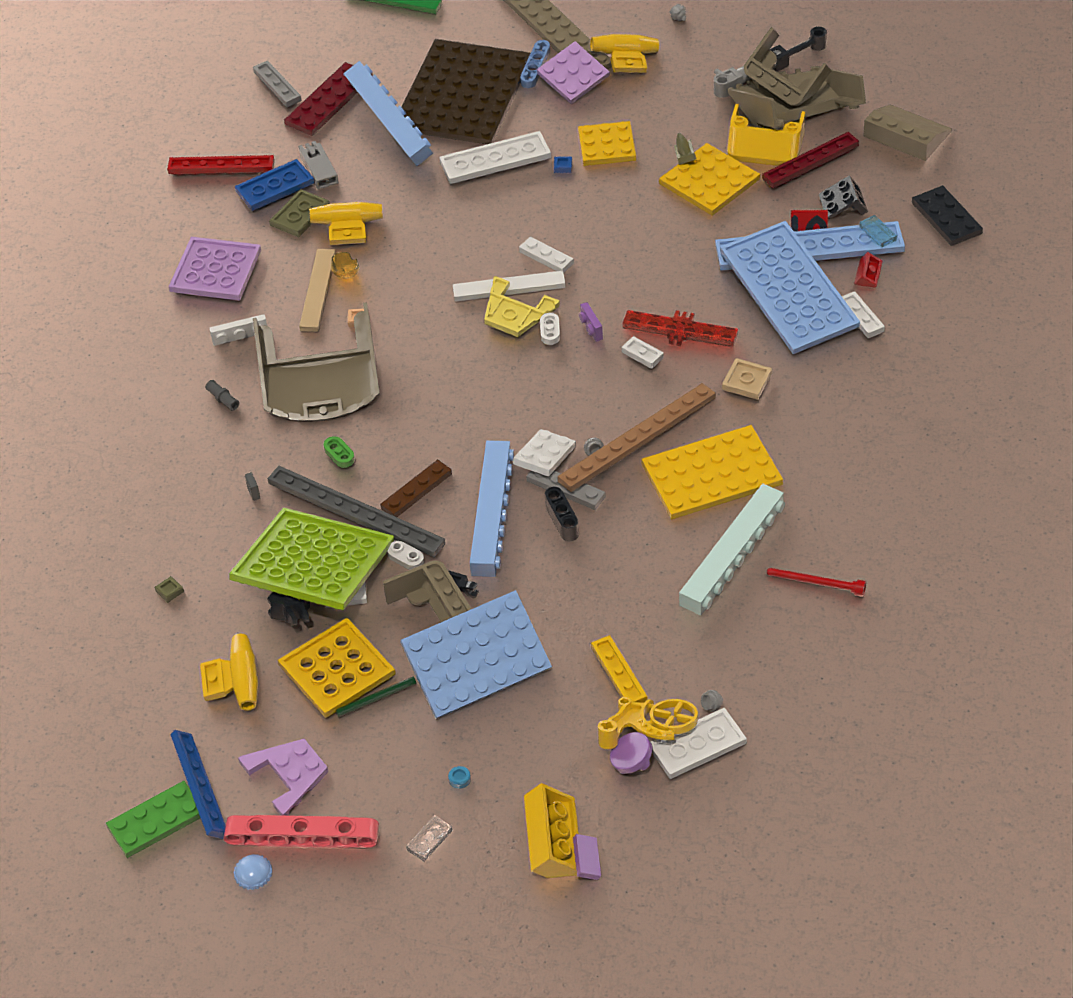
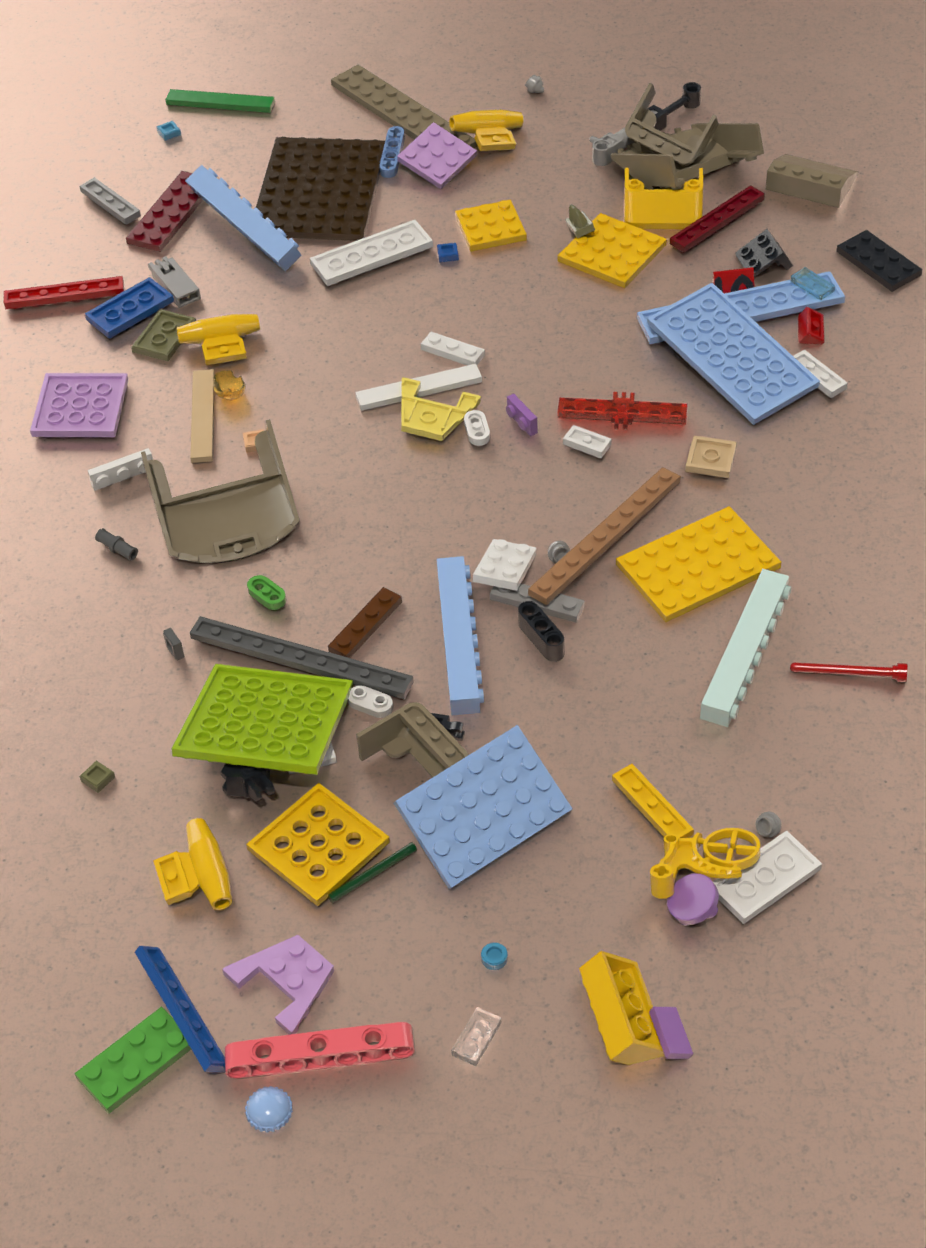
camera: 10 degrees left, 0 degrees up
(341, 22) = (168, 130): none -> dark azure tile

